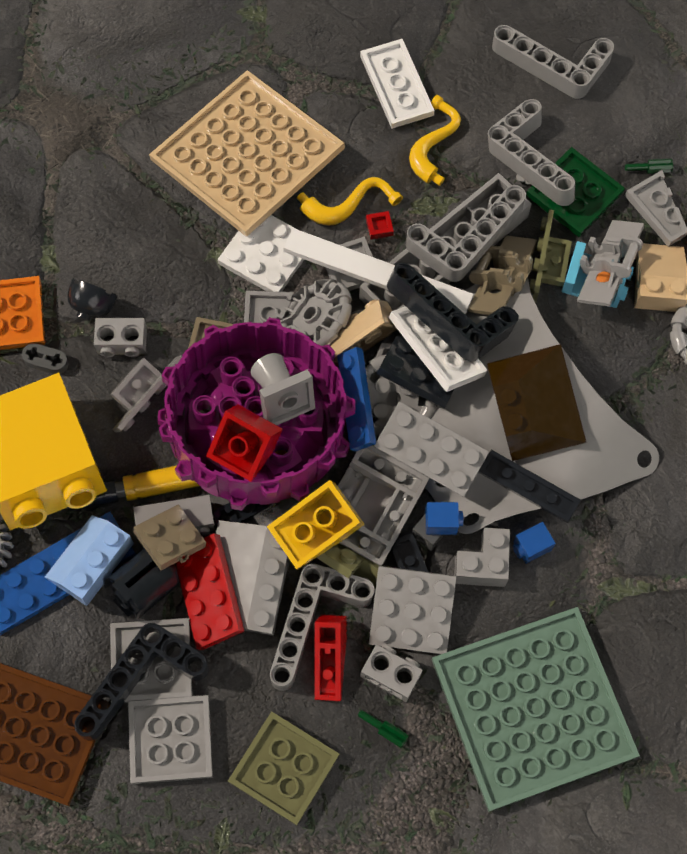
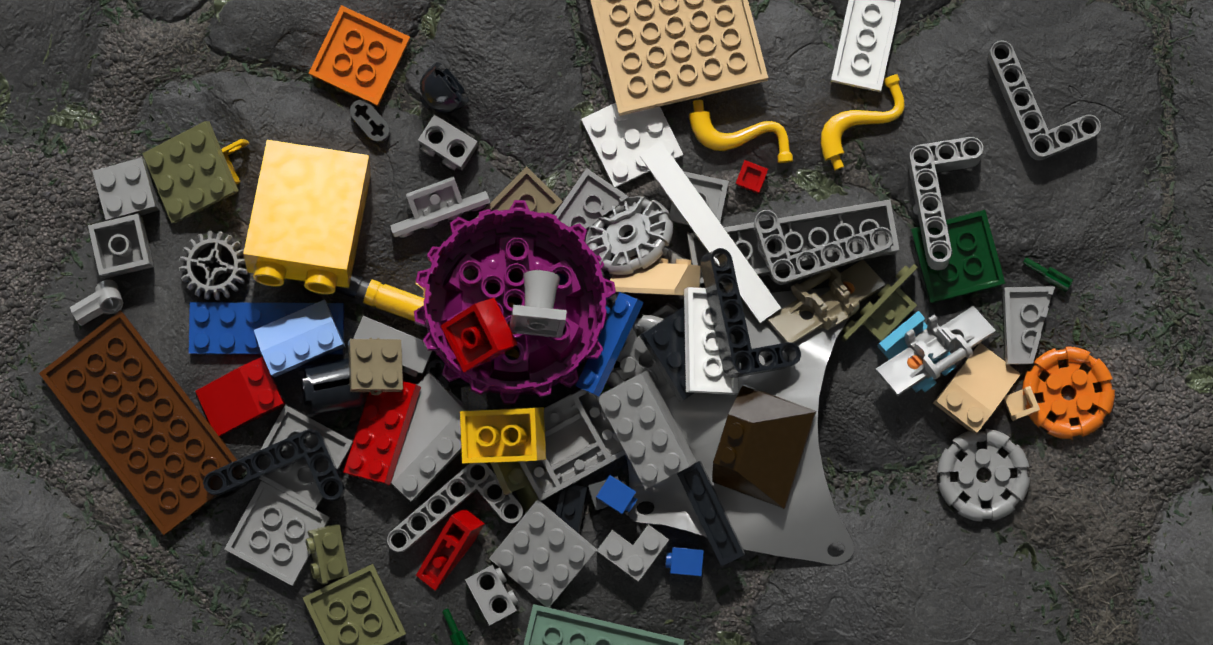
camera: 35 degrees right, 15 degrees up
(66, 641) = (240, 397): none -> red slope
(225, 727) = (327, 553): none -> olive bracket

